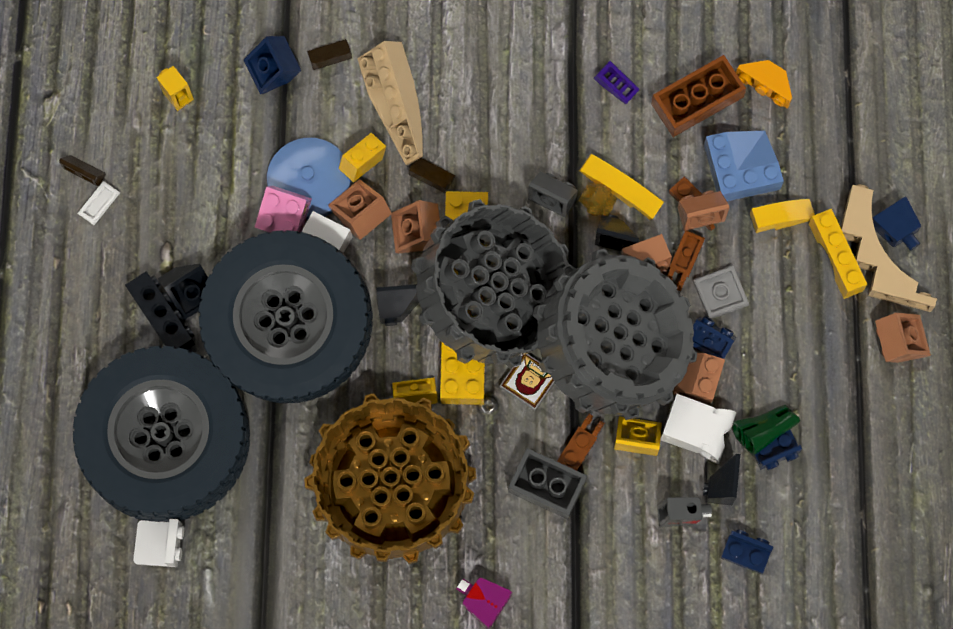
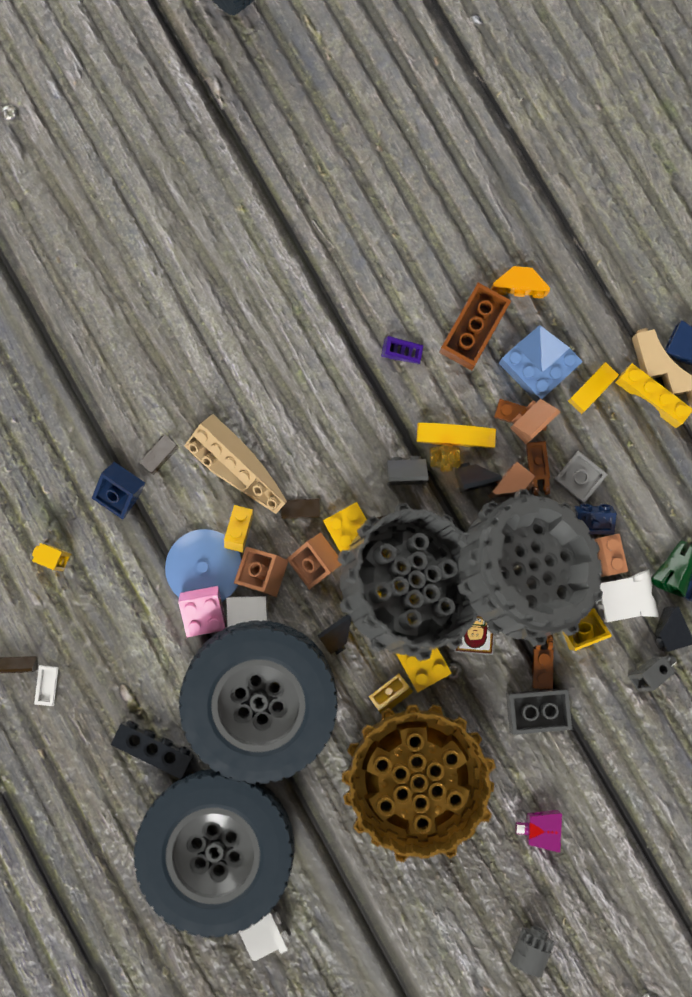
camera: 35 degrees left, 10 degrees up
(185, 288) = (160, 717): black slope -> none

